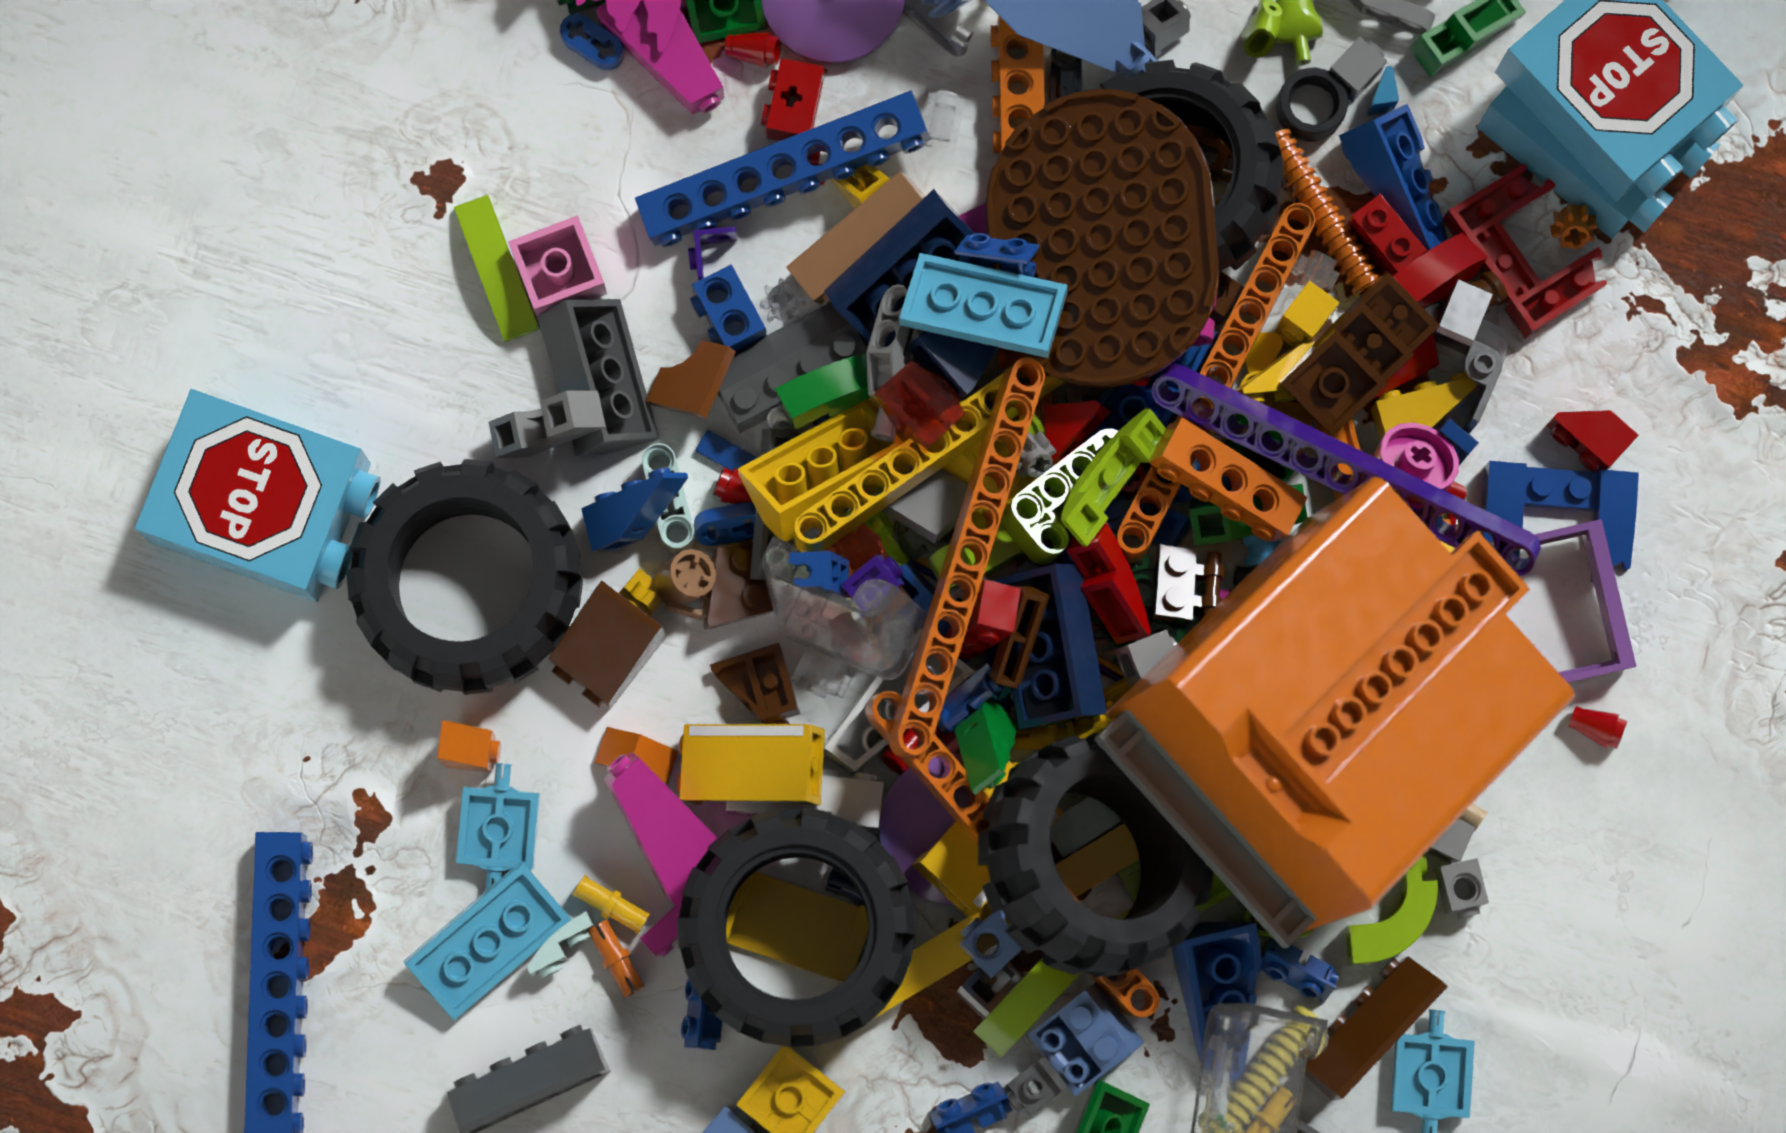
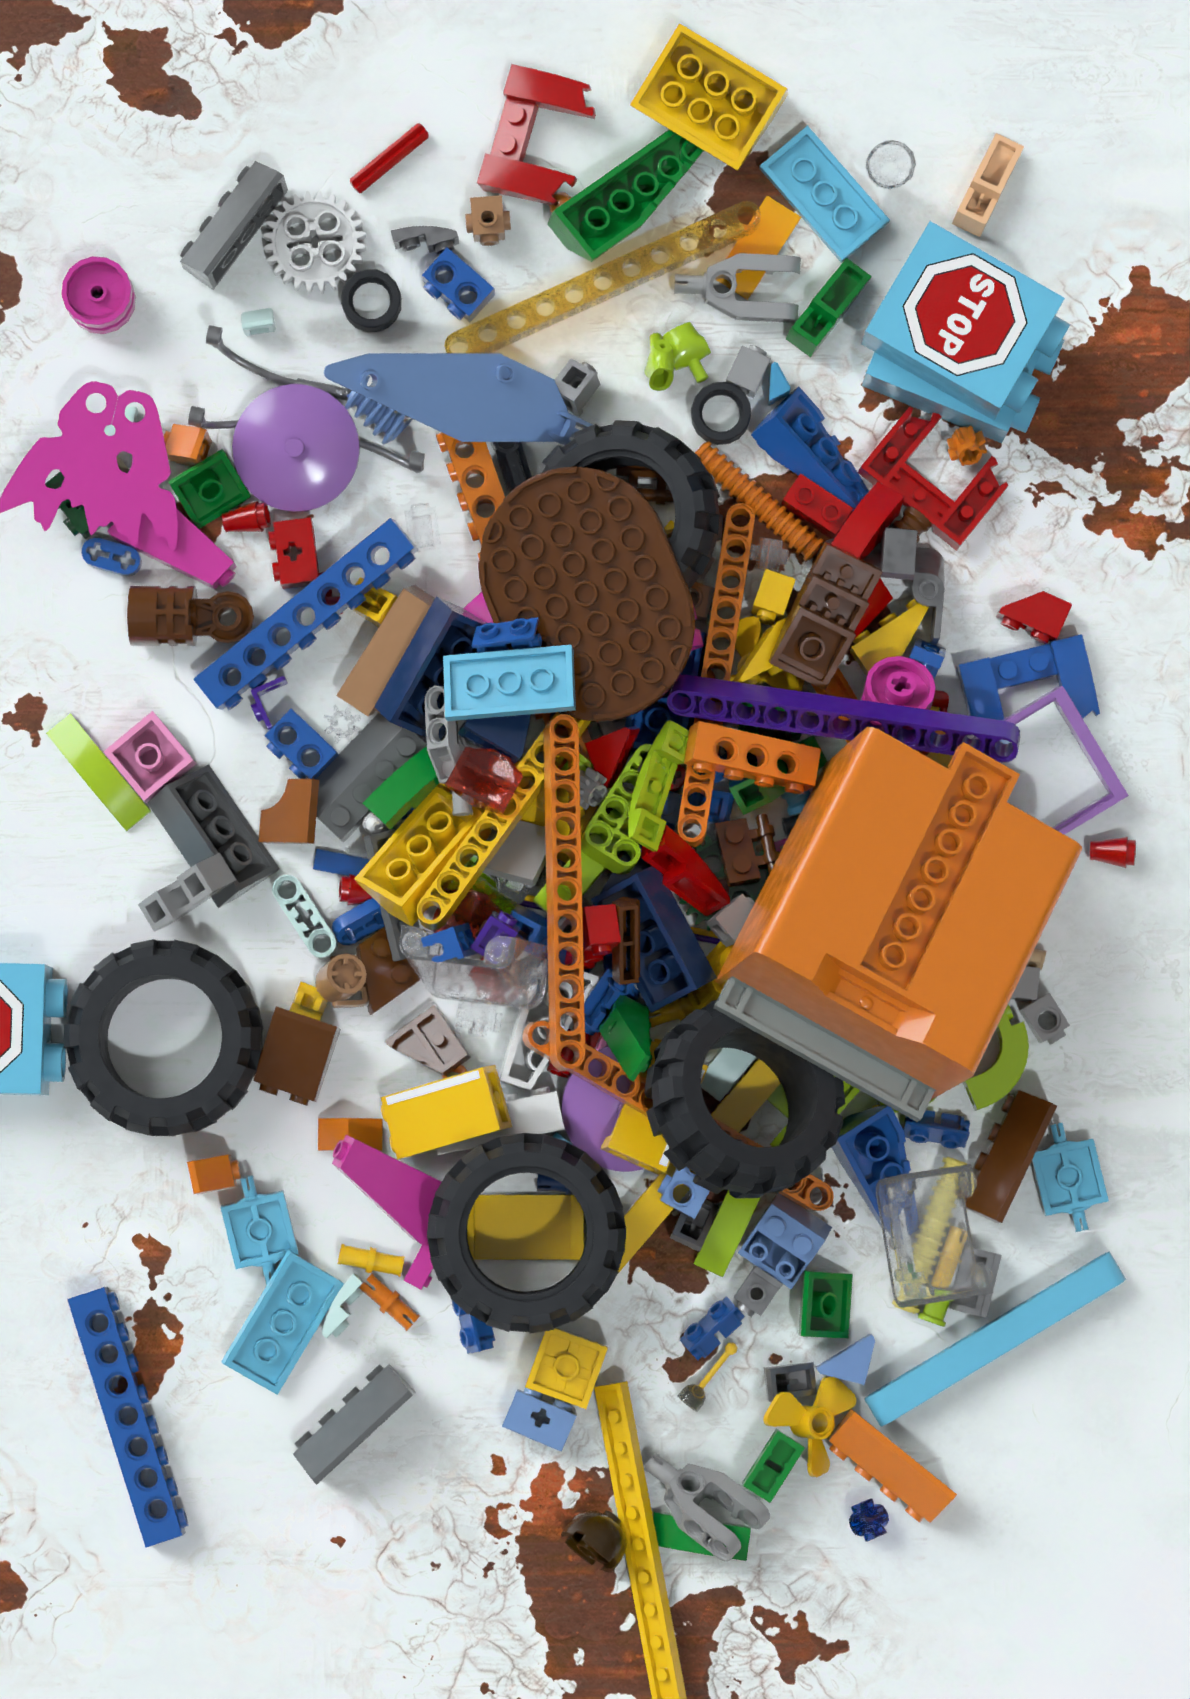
camera: 15 degrees left, 5 degrees up
(629, 515) = (280, 941): blue slope -> none
(642, 127) = (178, 616): none -> reddish brown cylinder

